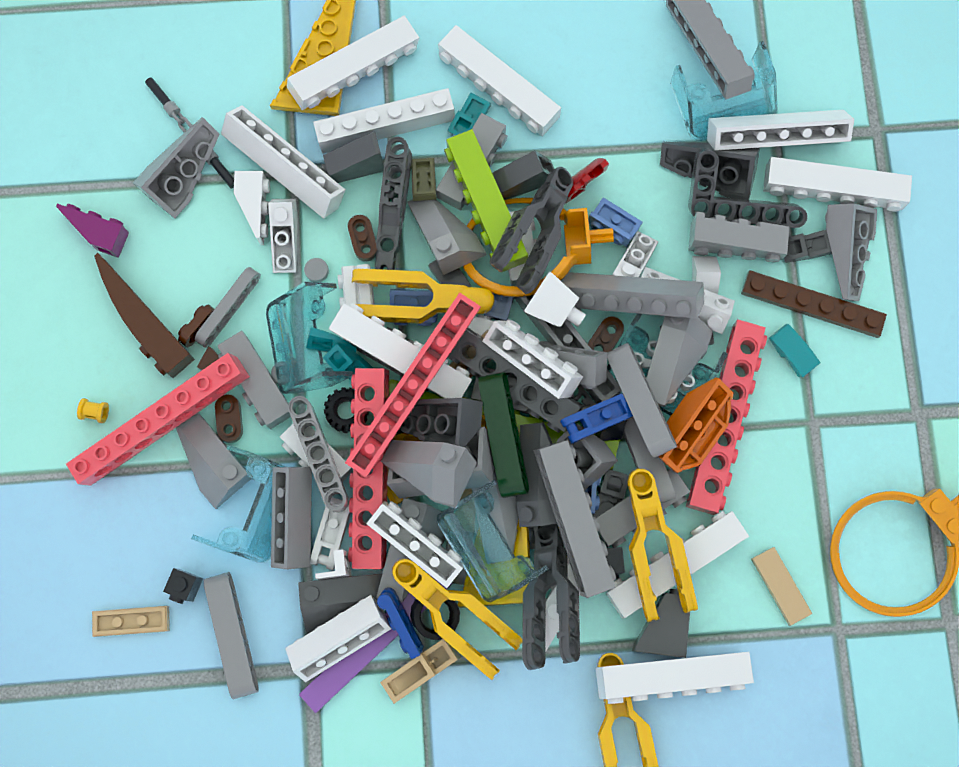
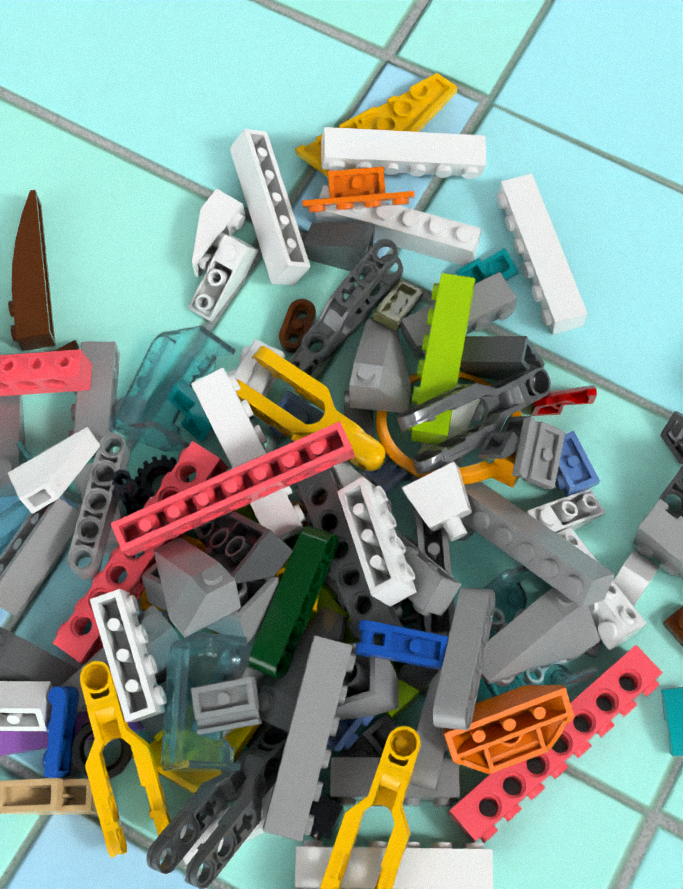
camera: 35 degrees right, 10 degrees down
(102, 234) = (52, 176): magenta slope -> none
(173, 110) = (202, 104): piece -> none
(176, 171) = (163, 159): light grey wedge -> none
(188, 331) = (79, 313): reddish brown plate -> none
(227, 307) = (120, 313): light grey beam -> none
(229, 417) = (47, 420): reddish brown plate -> none
(272, 455) = (51, 472): none -> white slope
(316, 270) = (231, 330): light grey tile -> none
(330, 436) = (127, 491): none -> black pin
(330, 535) = (57, 598): white plate -> none
(342, 110) = (356, 187): none -> orange bracket
(342, 566) = (42, 632): white panel -> none
(344, 359) = (192, 427): teal slope -> none
(504, 533) = (226, 705): none -> light grey plate
(571, 232) = (503, 443): none -> dark grey slope
(598, 229) = (538, 453): none -> light grey plate
(604, 338) = (476, 573): reddish brown plate -> none

